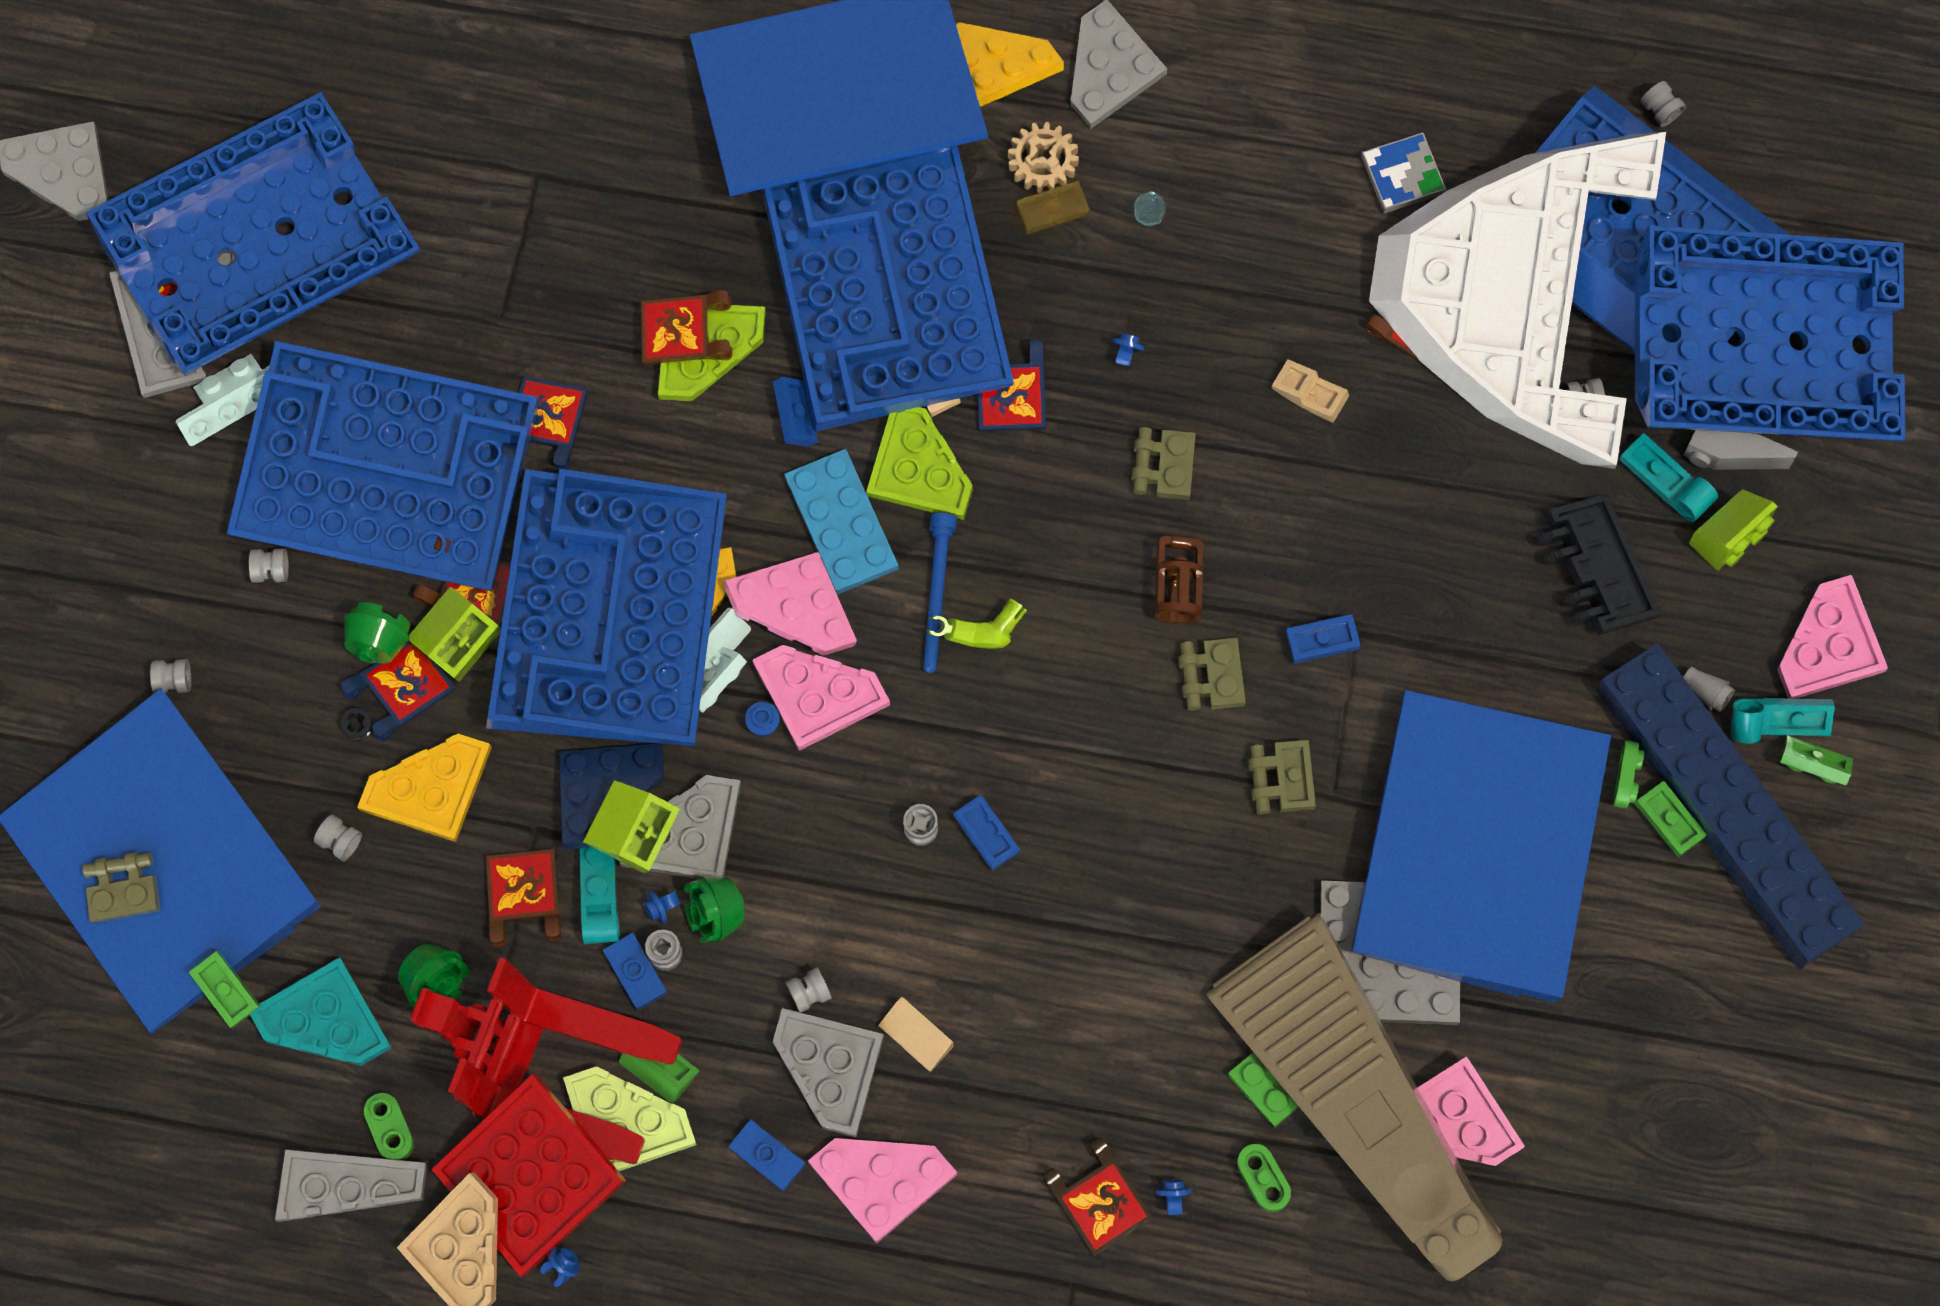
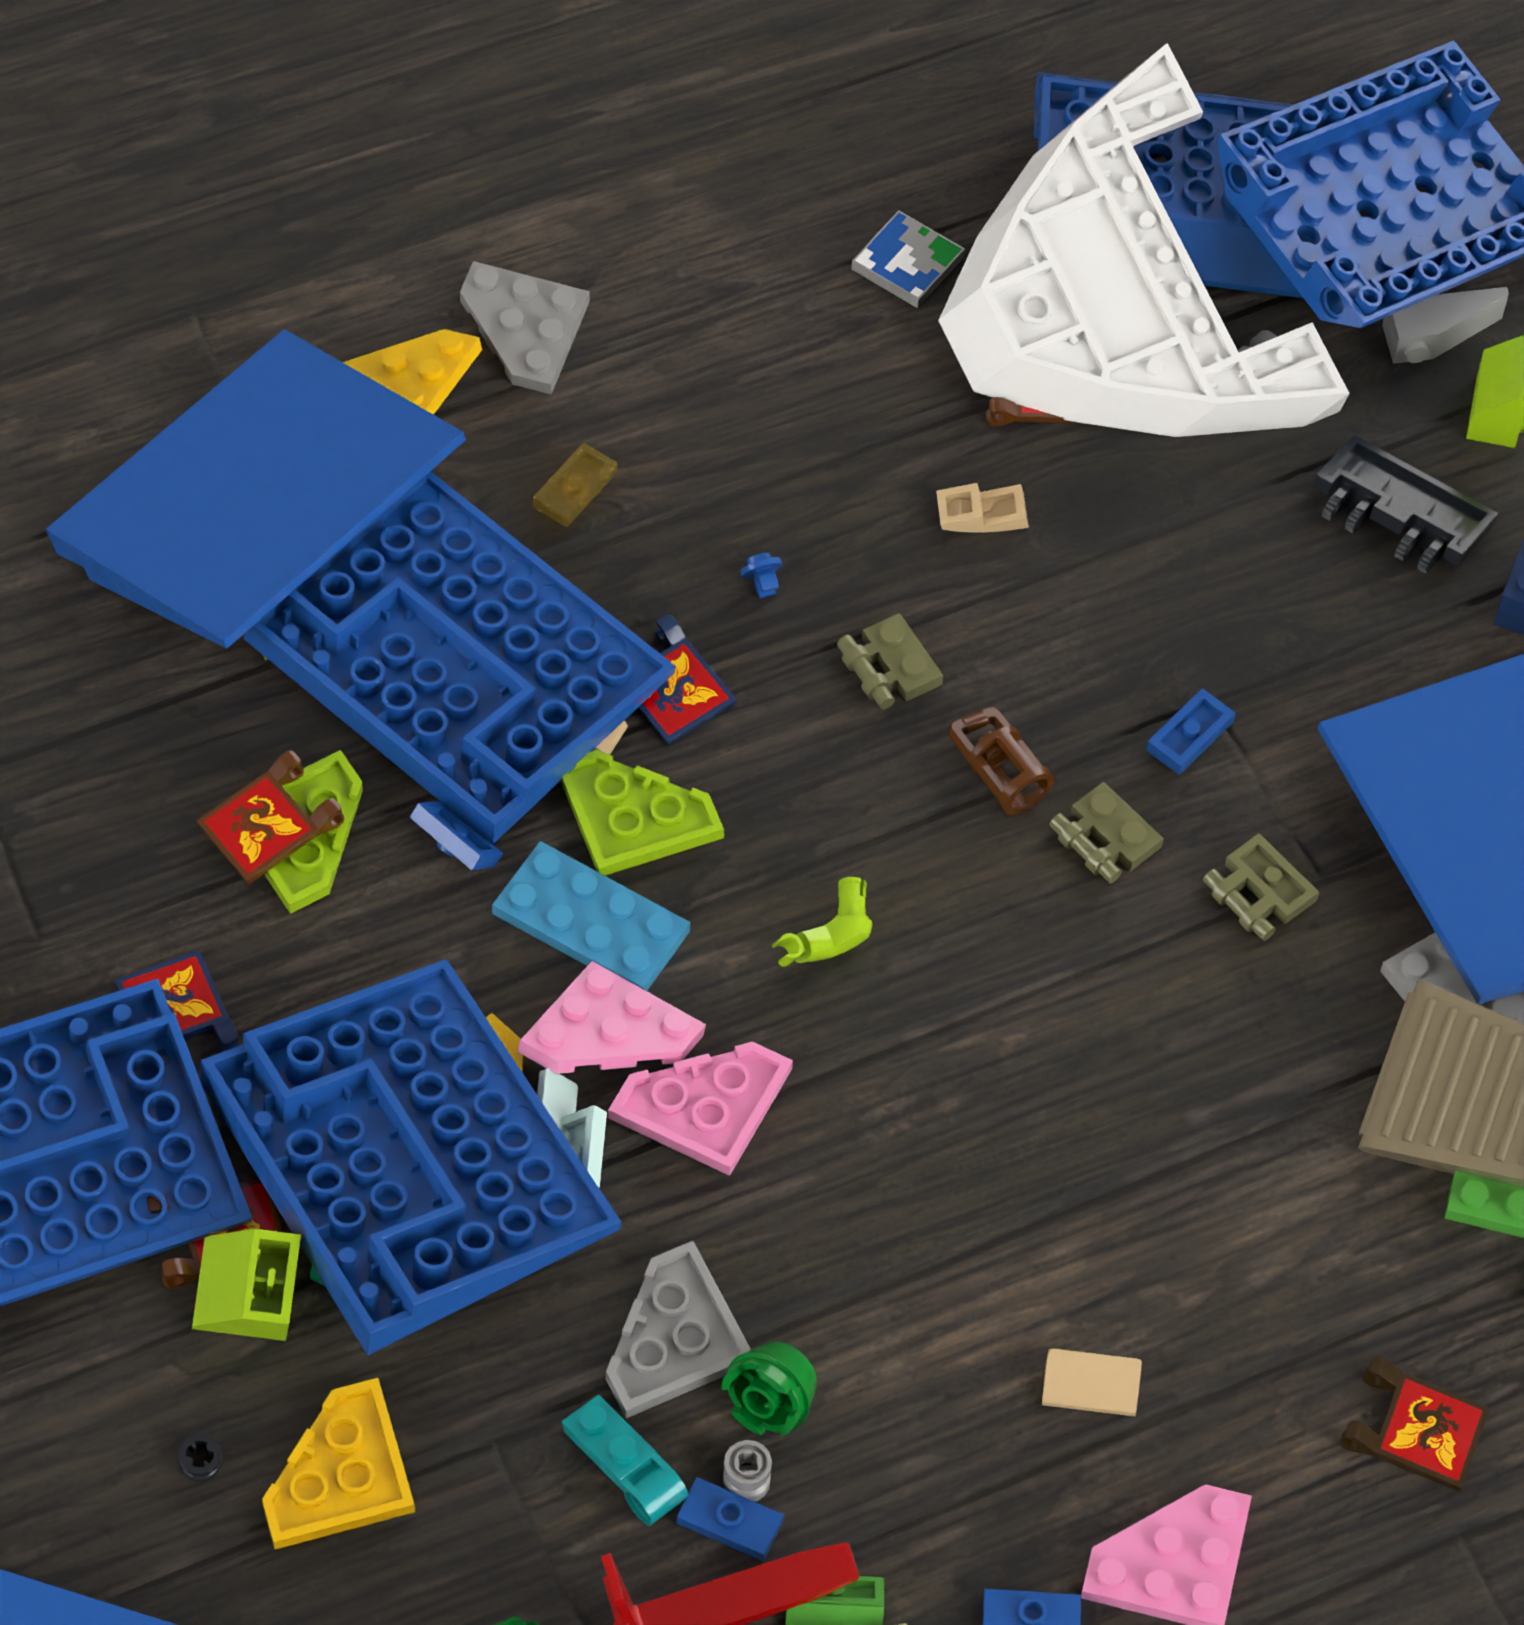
camera: 40 degrees left, 15 degrees down
(337, 837) = (274, 1591): light grey wheel -> none
(374, 634) = (154, 1336): green cone -> none
(403, 687) = (222, 1380): flag -> none
(522, 889) = (531, 1514): flag -> none
(589, 775) = (545, 1346): dark blue plate -> none
(631, 826) = (620, 1351): lime slope -> none
(656, 907) = (704, 1430): blue plate -> none
(762, 719) = (668, 1163): blue plate -> none
(808, 990) = (940, 1410): light grey wheel -> none
(830, 1066) = (1026, 1476): light grey plate -> none
(917, 818) = (924, 1154): light grey wheel -> none
(942, 528) = (707, 856): blue piece -> none
(986, 832) = (1000, 1130): blue plate -> none
(1045, 144) = (527, 442): tan gear -> none
(1149, 209) = (678, 431): clear light blue tile -> none
(1173, 1190) = (1496, 1371): blue plate -> none
(1663, 103) = (1112, 58): light grey wheel -> none
(1668, 479) = (1405, 388): teal plate -> none

